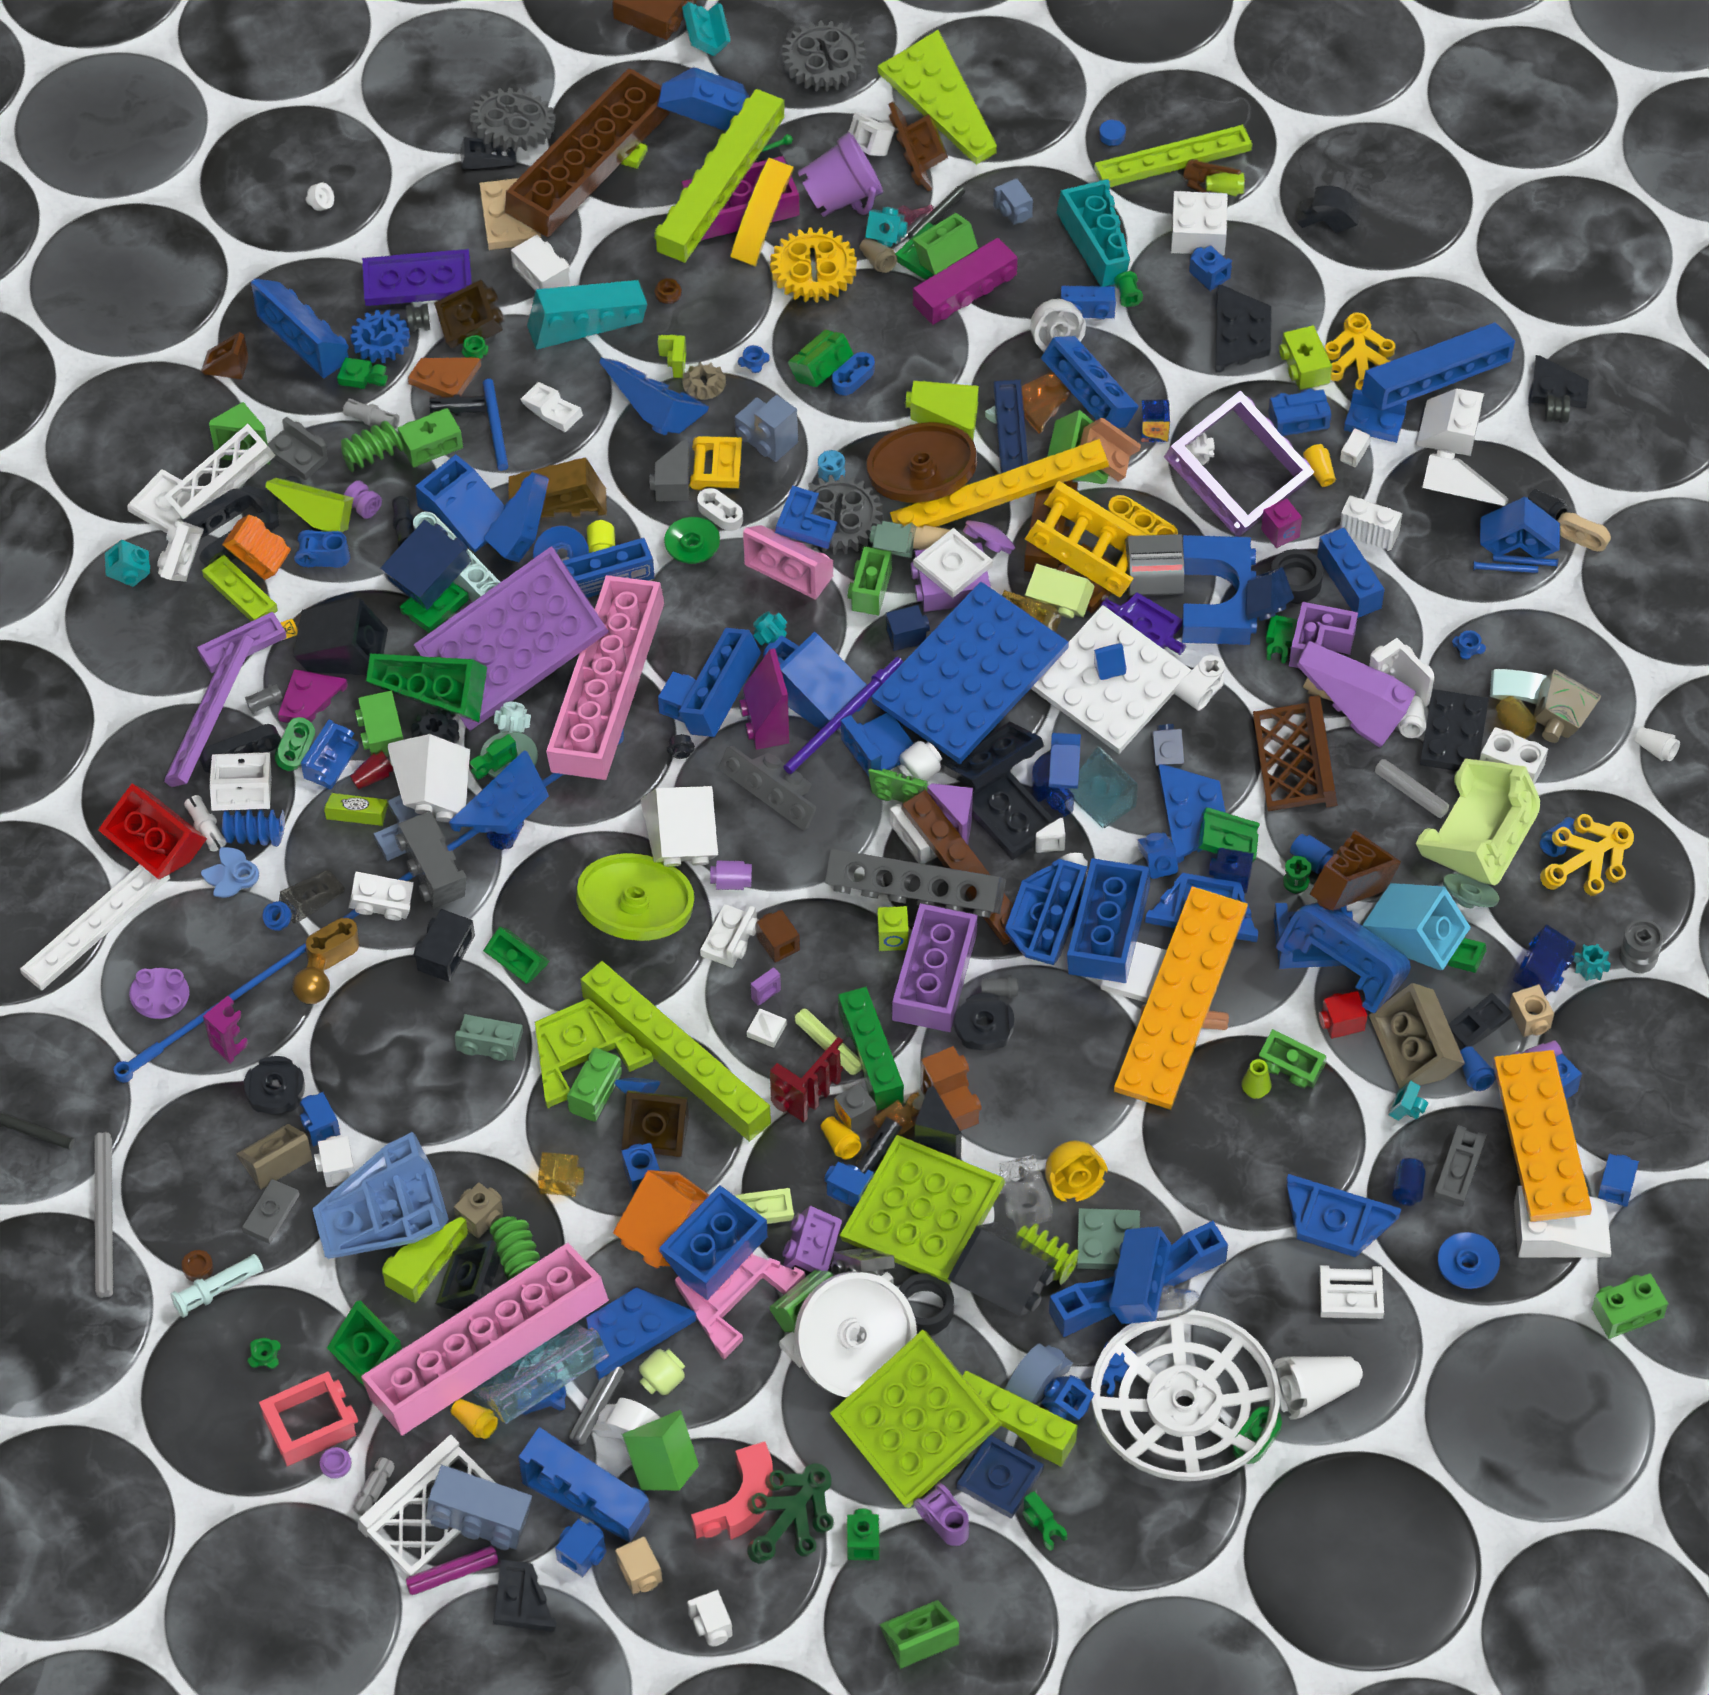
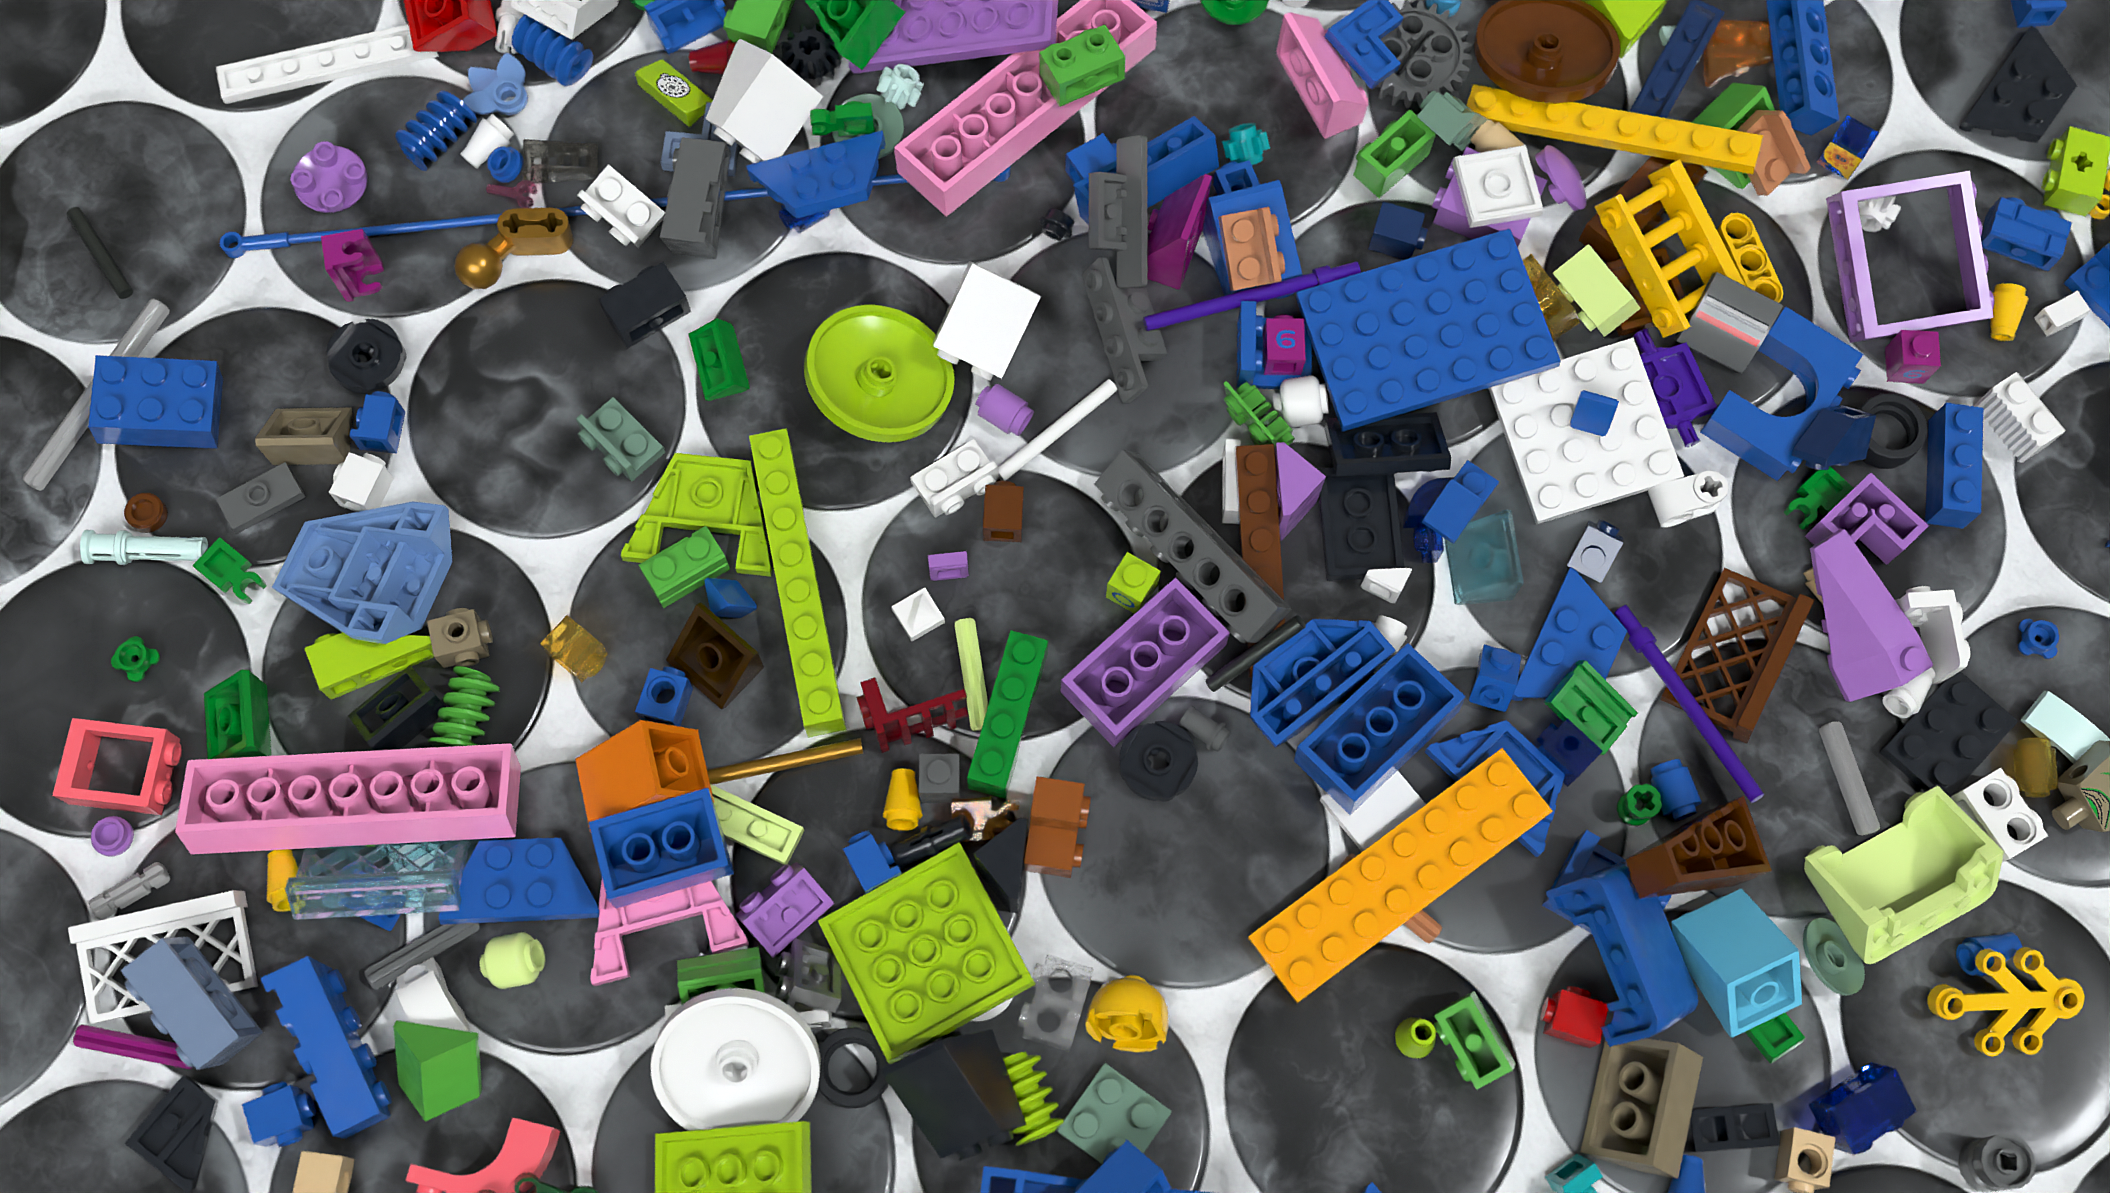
camera: 30 degrees right, 15 degrees up
(158, 1188) = (155, 402): none -> blue brick
(211, 920) = (433, 128): none -> blue piece
(251, 908) = (487, 137): none -> white cone
(283, 1262) = (228, 568): none -> green plate
(300, 930) = (516, 193): none -> clear pink hand
(635, 632) = (1082, 65): none -> bright green brick
(726, 706) = (1120, 211): none -> dark grey bracket
(752, 1156) = (785, 761): none -> pearl gold bar
(774, 867) = (1056, 430): none -> white bar
(826, 683) = (1251, 248): none -> nougat bracket
(887, 733) = (1283, 346): none -> magenta brick
(1001, 921) = (1255, 653): none -> pearl dark grey bar
(1235, 782) = (1644, 642): none -> dark purple bar
(1592, 962) = (1932, 1146): teal gear -> none

